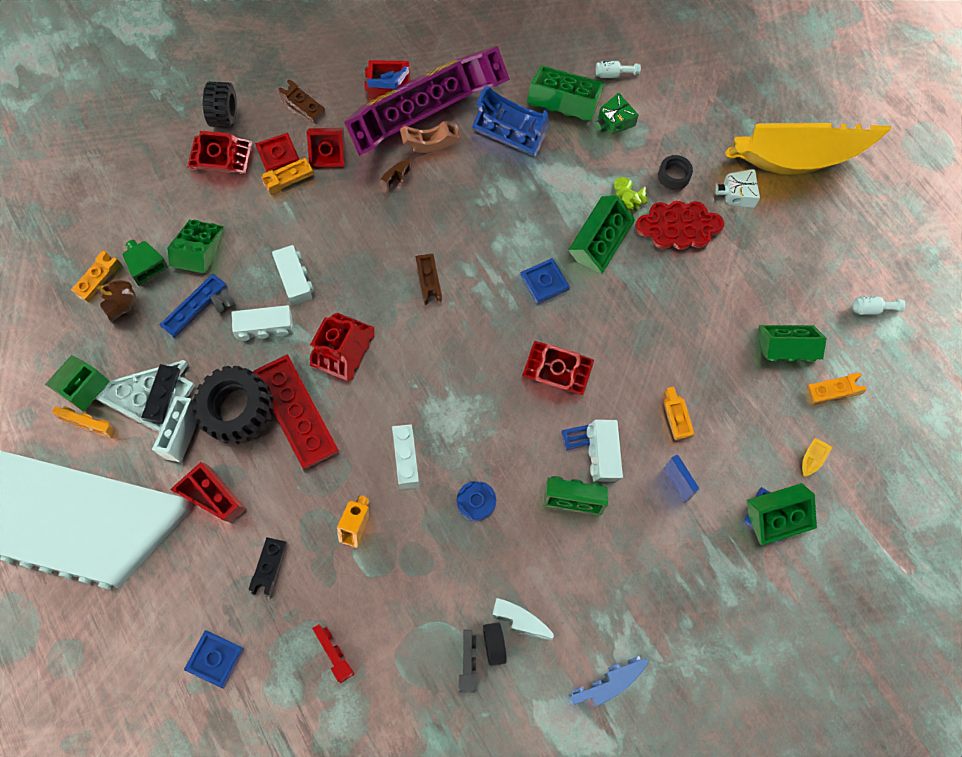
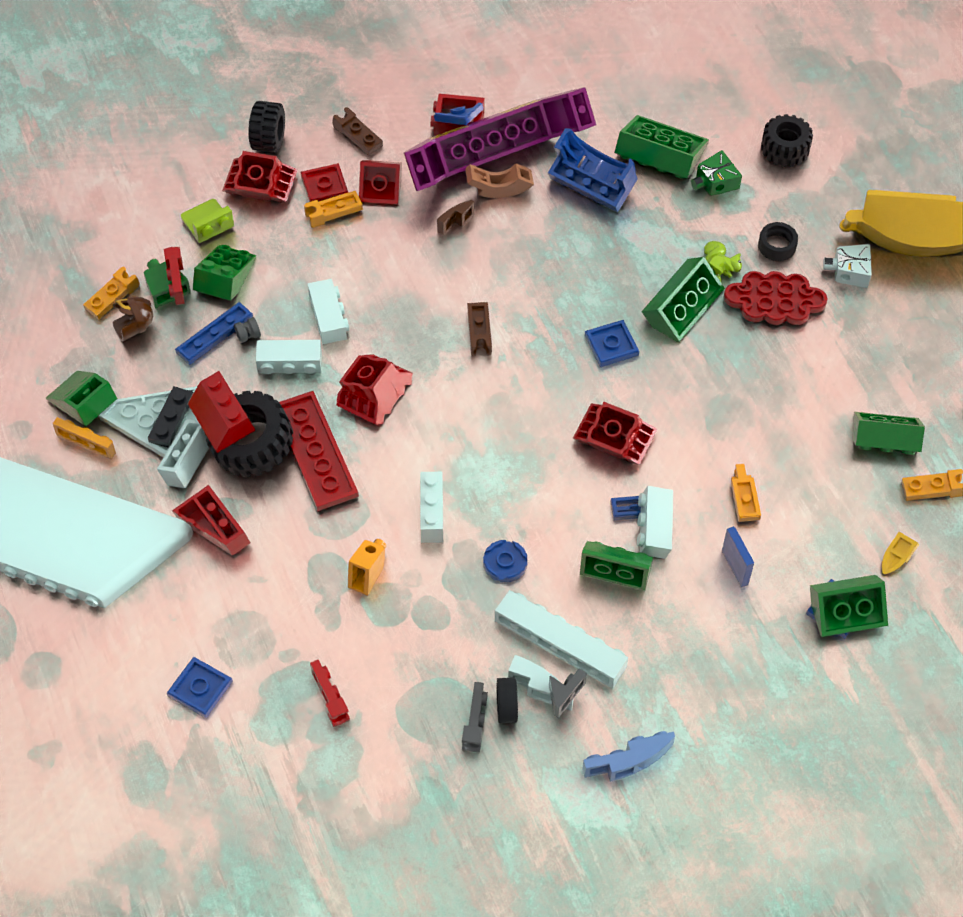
camera: 10 degrees right, 10 degrees down
(149, 245) = (174, 265): none -> red plate
(176, 197) = (208, 220): none -> lime bracket
(203, 391) = (219, 412): none -> red slope
(268, 566) = (268, 602): black plate -> none
(535, 573) = (561, 638): none -> light aqua brick
(544, 637) = (564, 693): none -> dark grey slope
(612, 69) = (720, 125): light aqua piece -> none
(671, 68) = (798, 142): none -> black tyre

